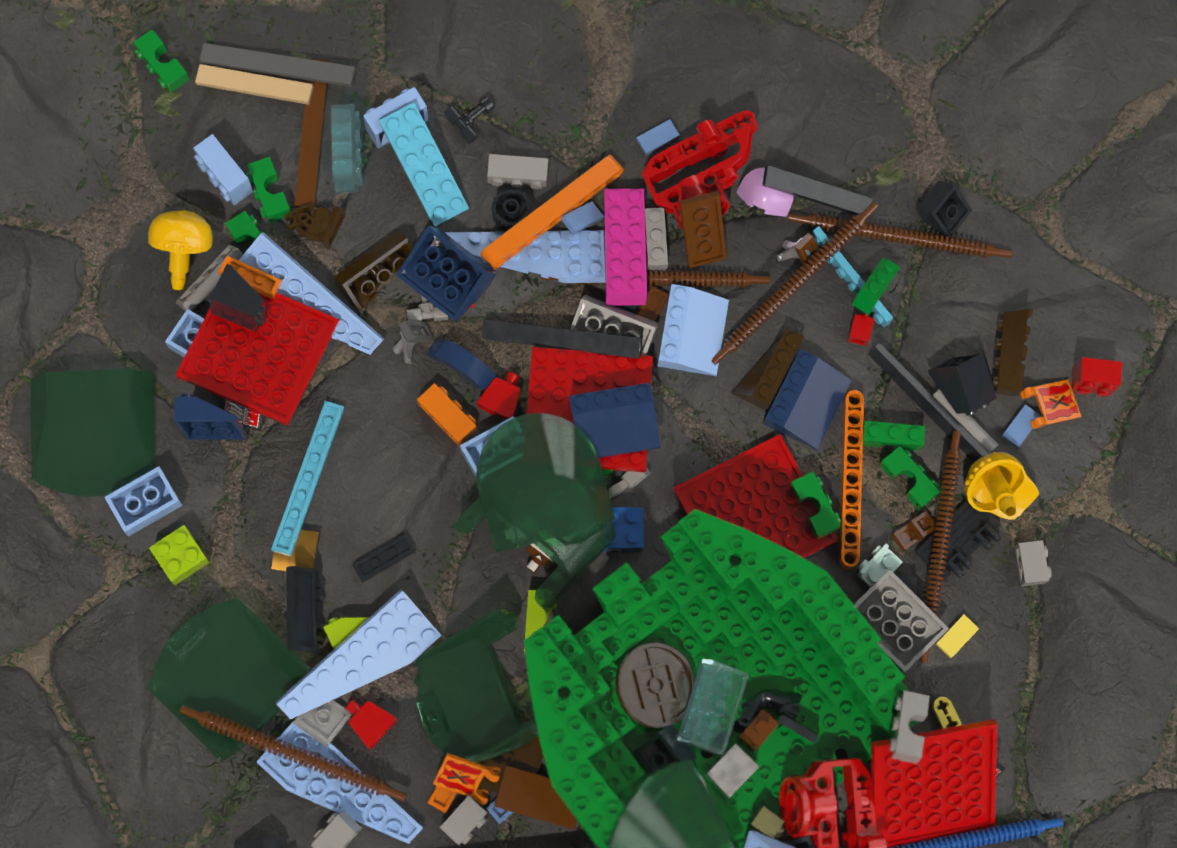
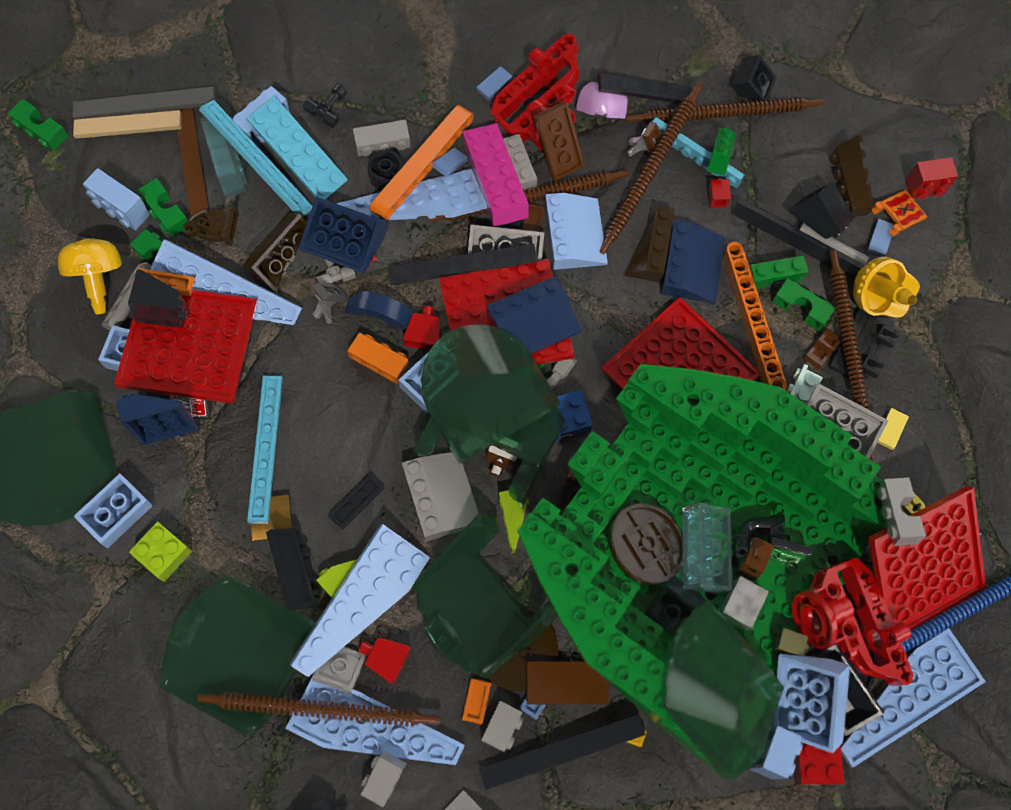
camera: 15 degrees left, 5 degrees down
(378, 165) = (256, 158): none -> medium azure tile
(465, 776) = (491, 682): orange flag -> none
(469, 575) = (440, 494): none -> light grey slope
(809, 489) = (723, 335): green arch -> none
(1032, 563) = (933, 348): light grey brick -> none

